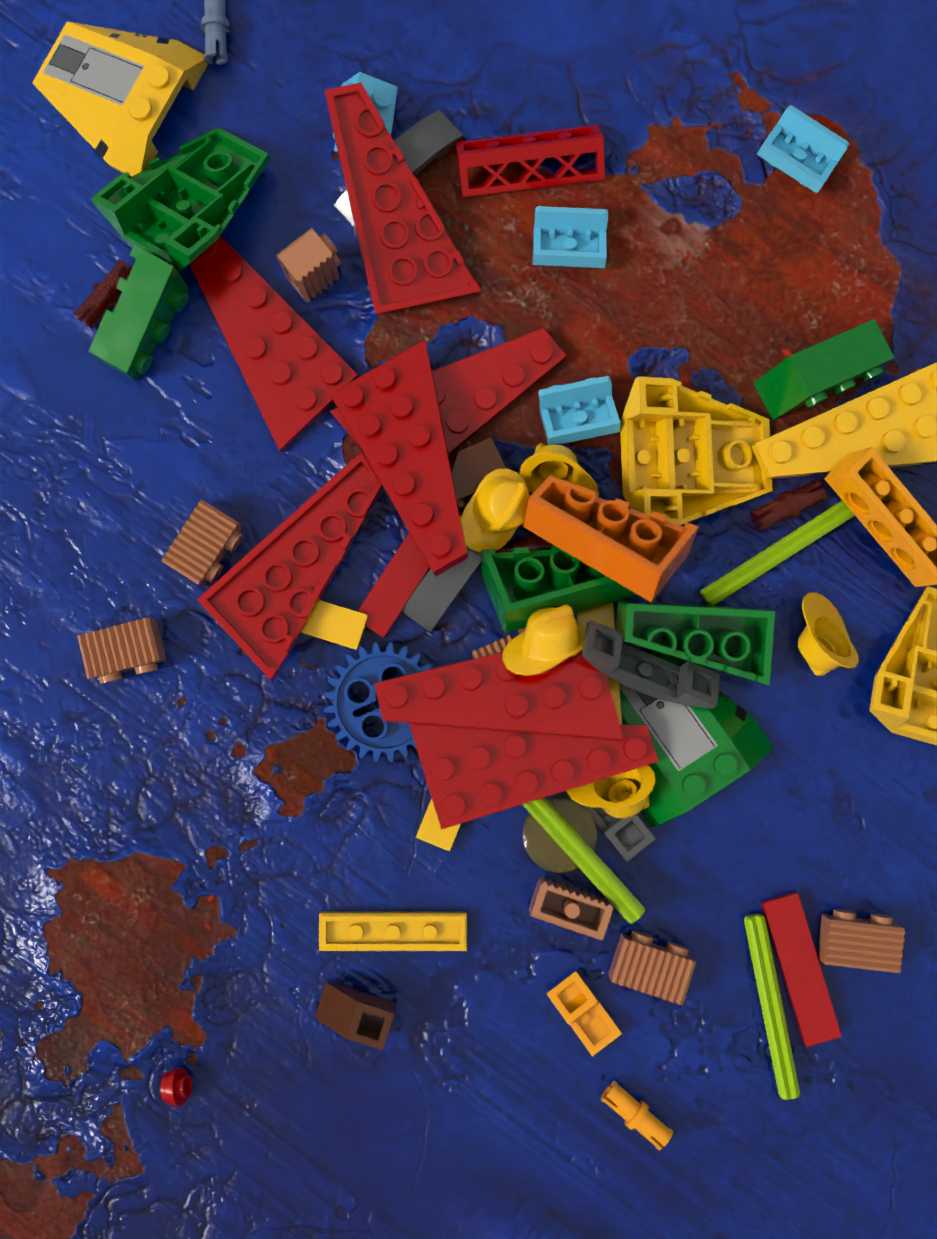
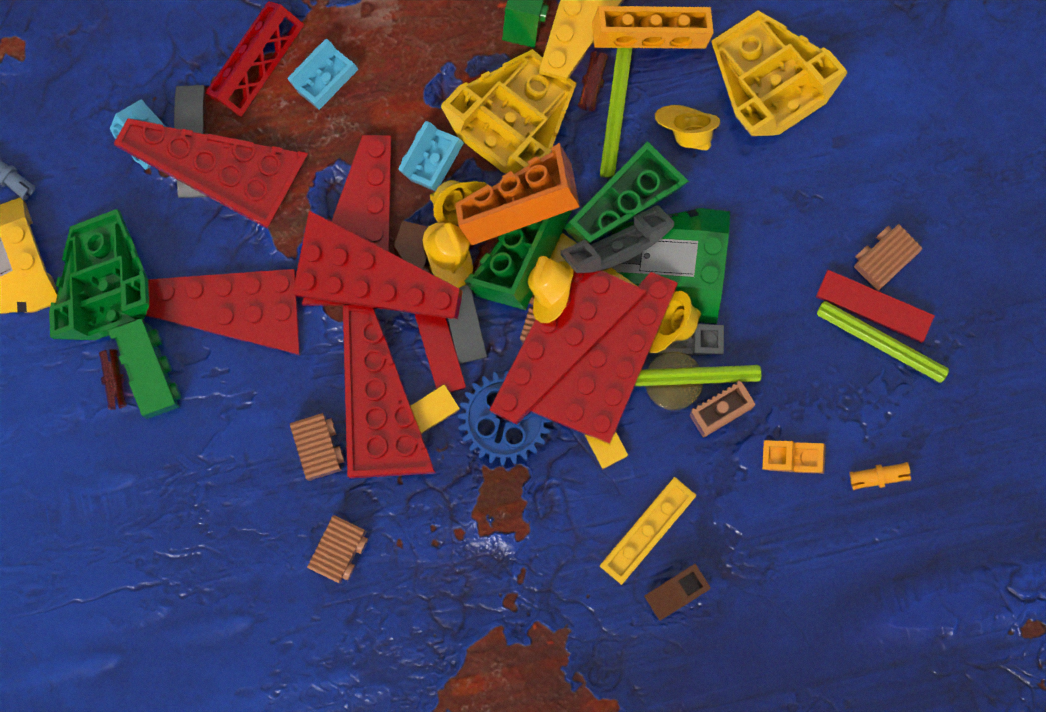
camera: 45 degrees left, 5 degrees down
(310, 264) = (205, 240): nougat brick -> none
(651, 967) = (799, 392): nougat brick -> none

